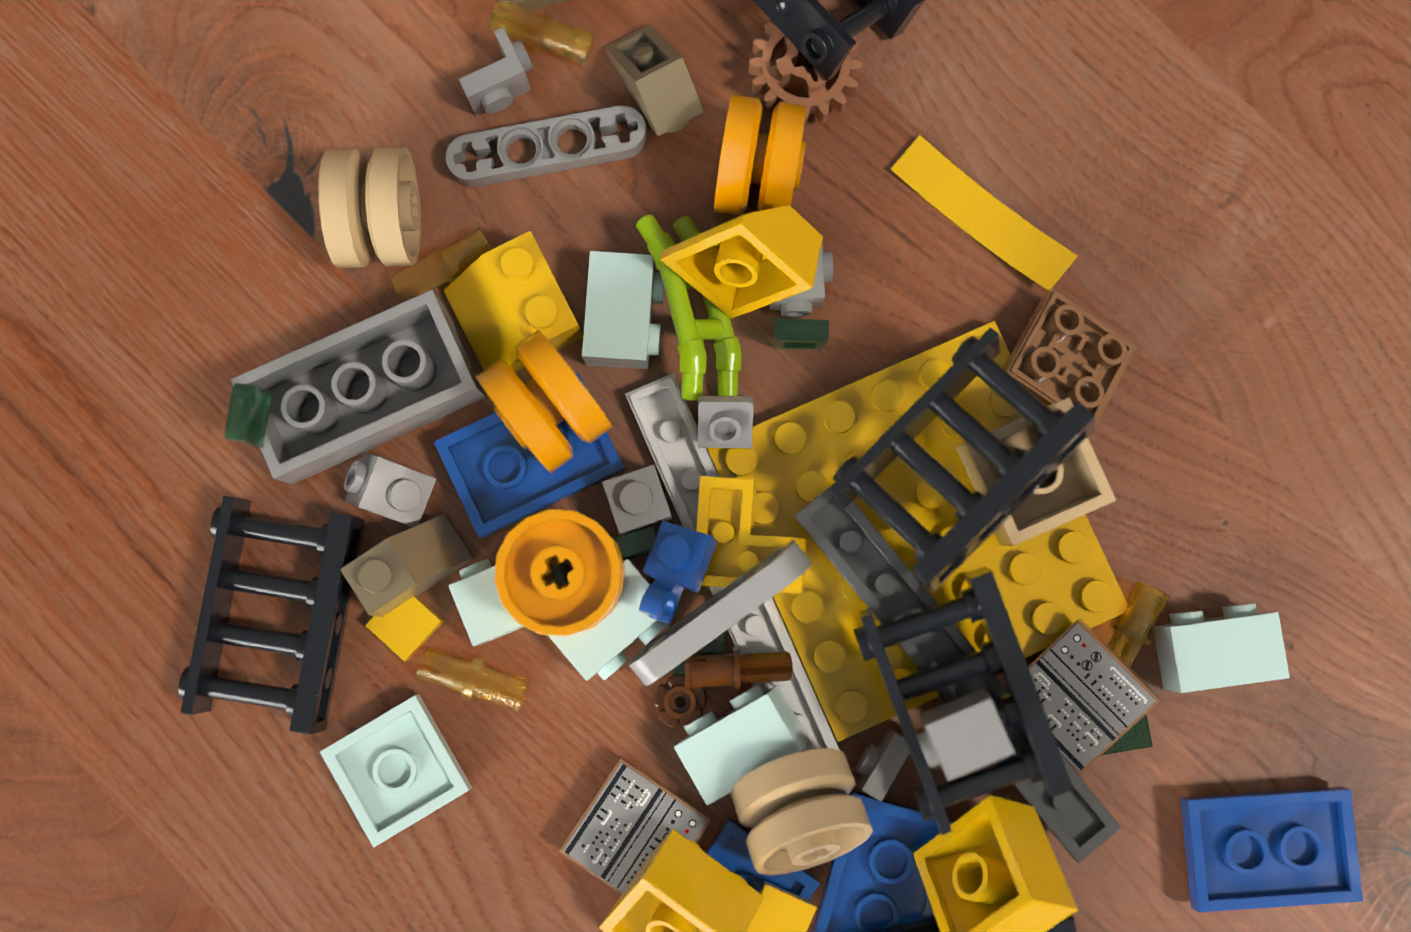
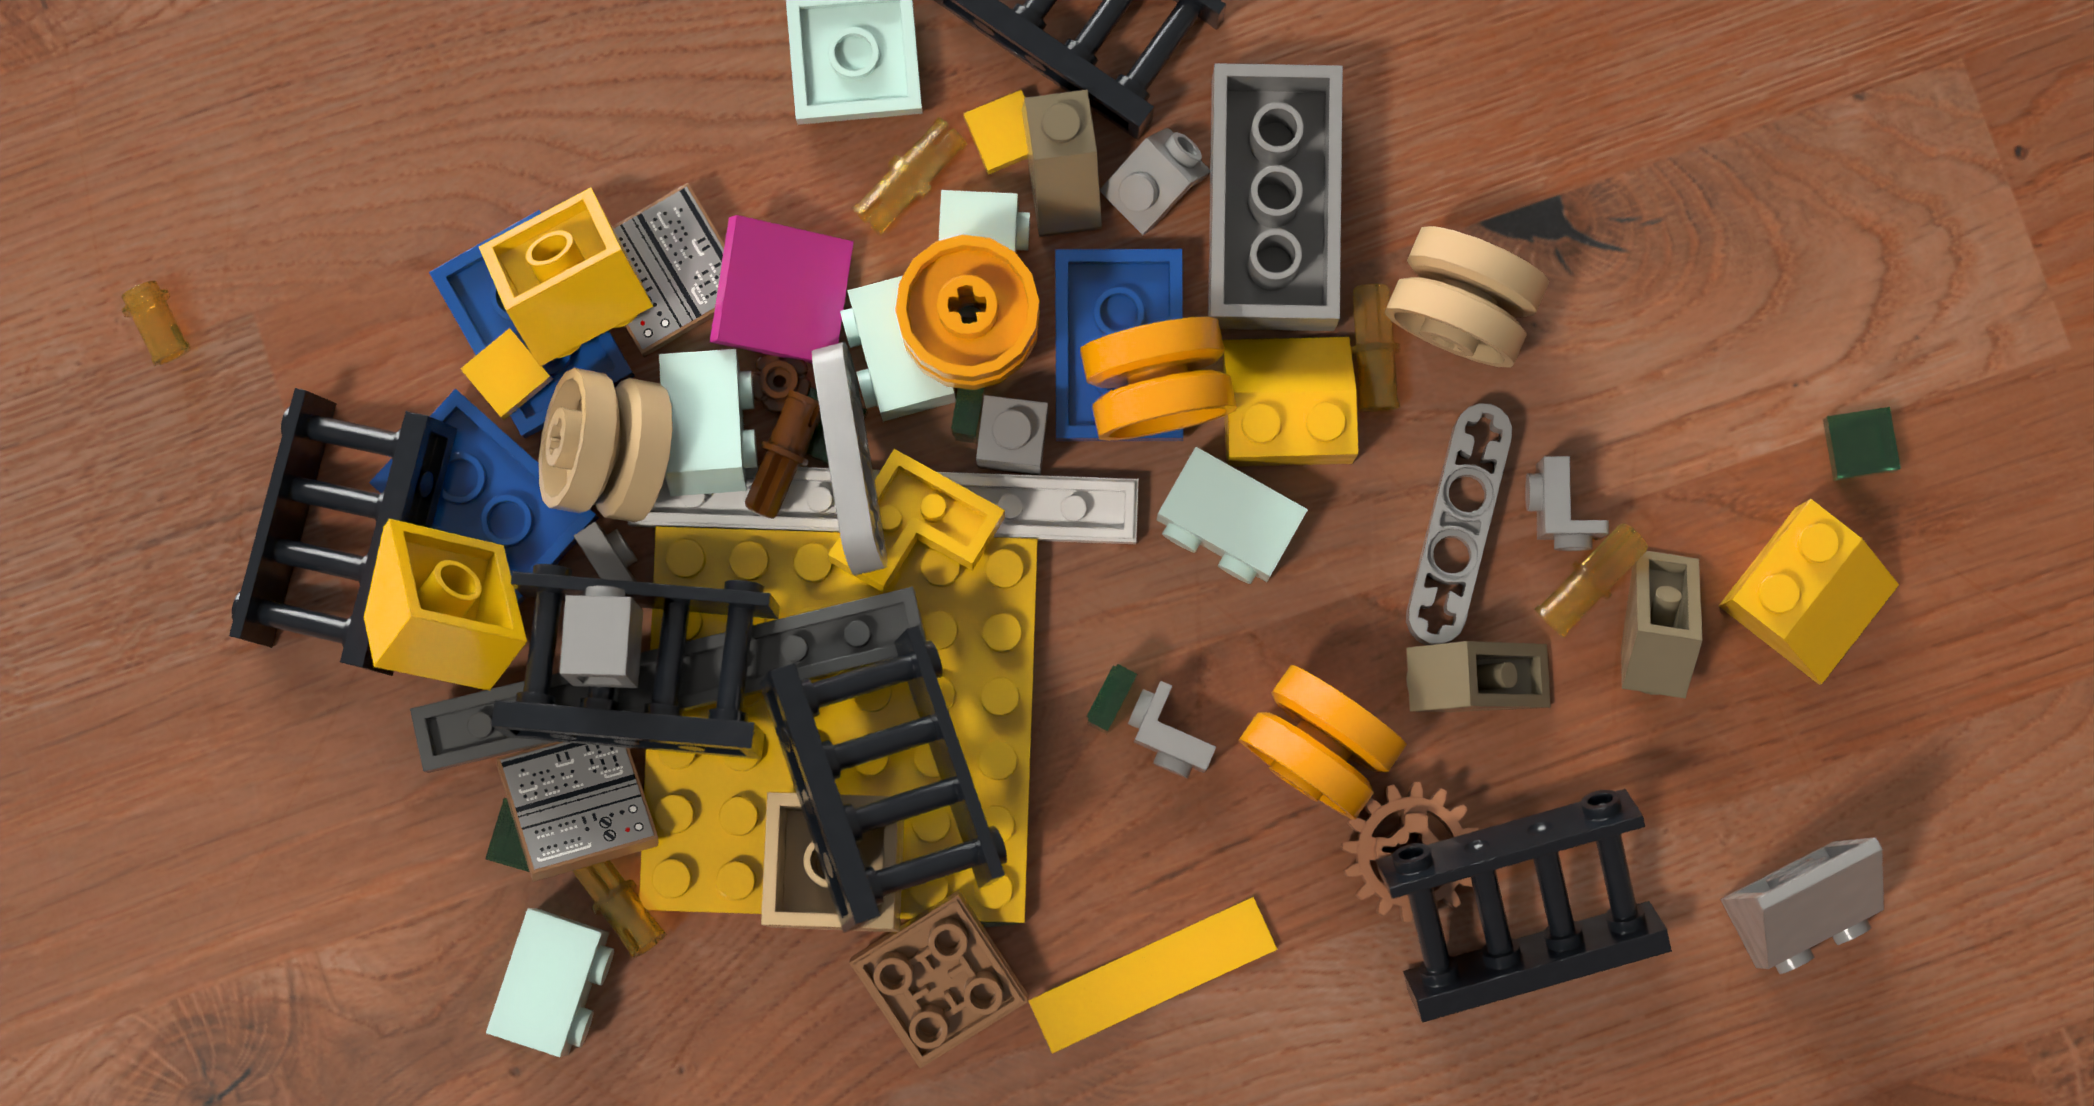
camera: 120 degrees right, 0 degrees up
(248, 415) = (1287, 66): clear green tile -> none
(609, 736) = (780, 289): none -> dark pink tile
(676, 562) = (924, 441): blue plate -> none
(693, 331) = (1227, 583): lime piece -> none
(725, 422) = (1054, 568): light grey bracket -> none
(749, 260) = (1210, 673): yellow slope -> none
(1271, 849) = (317, 930): blue plate -> none

